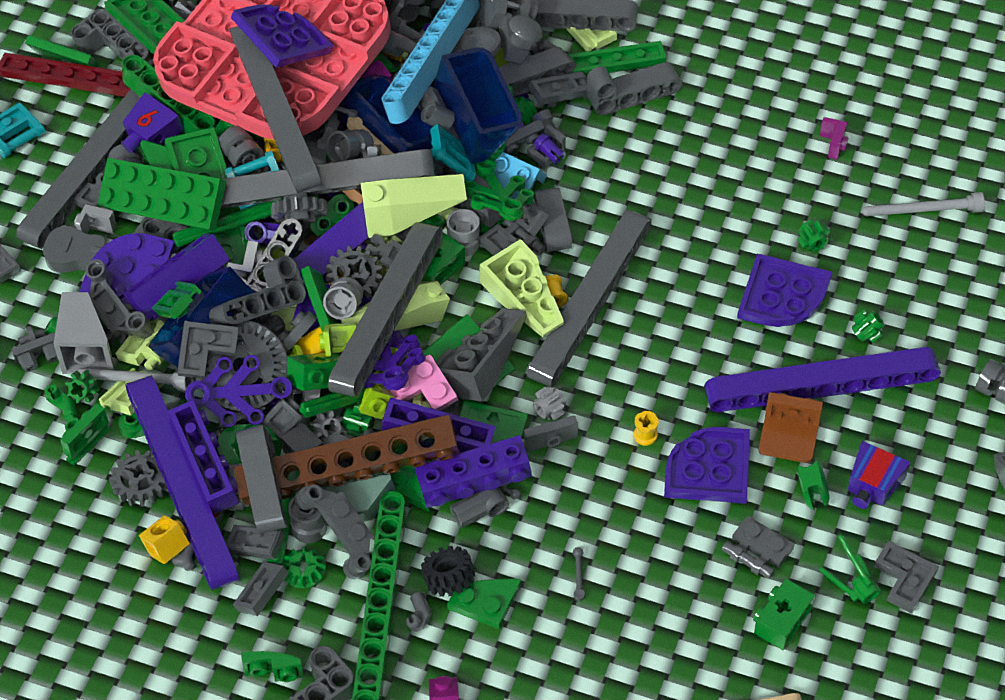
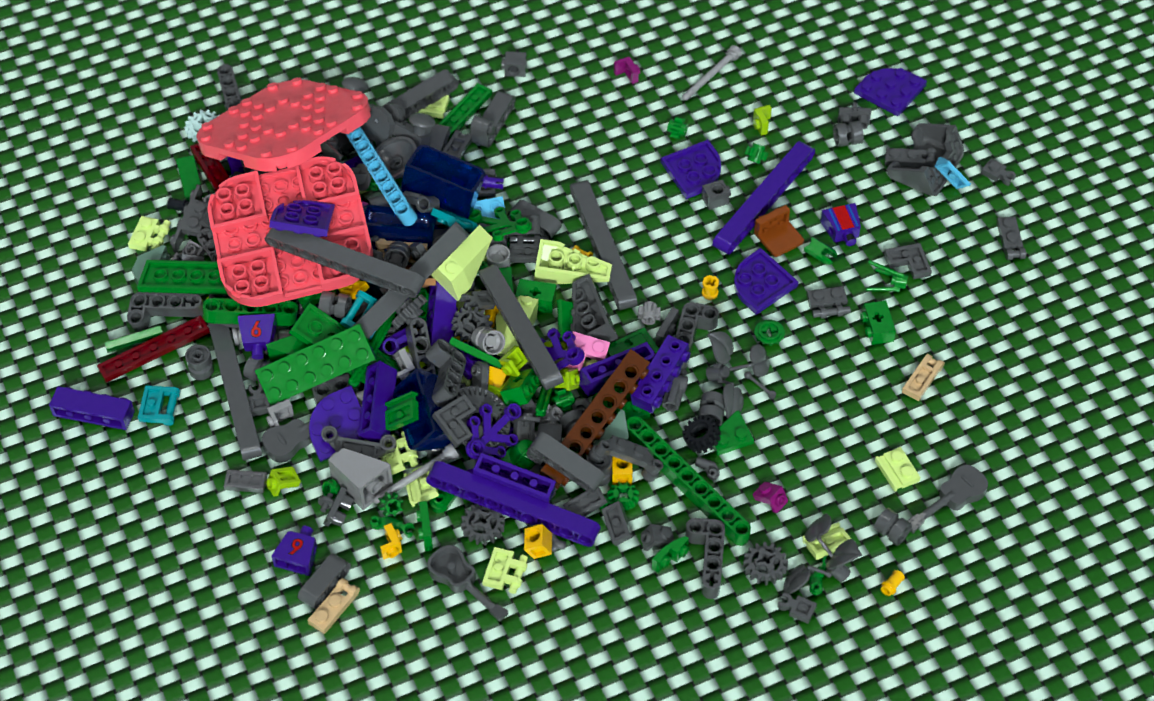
camera: 45 degrees left, 0 degrees up
(26, 283) = (281, 479): none -> lime bracket
(44, 425) = (393, 546): none -> yellow bracket
(63, 495) = (449, 567): none -> dark grey piece
(85, 115) = (199, 362): none -> dark grey wheel
(103, 534) = (498, 569): none -> yellowish green plate
(282, 636) = (656, 536): none -> dark grey bracket
(326, 547) = (621, 474): none -> yellow brick
(463, 295) = (539, 290): none -> green brick
(493, 553) = (713, 406): none -> dark grey wheel
(545, 494) = (722, 349): none -> dark grey plant
(562, 462) = (693, 317): none -> dark grey beam
(653, 516) = (774, 327): none -> green gear
(722, 49) = (515, 64): none -> dark grey brick
(771, 336) = (716, 194): none -> dark grey brick
(922, 289) = (760, 119): none -> lime bracket

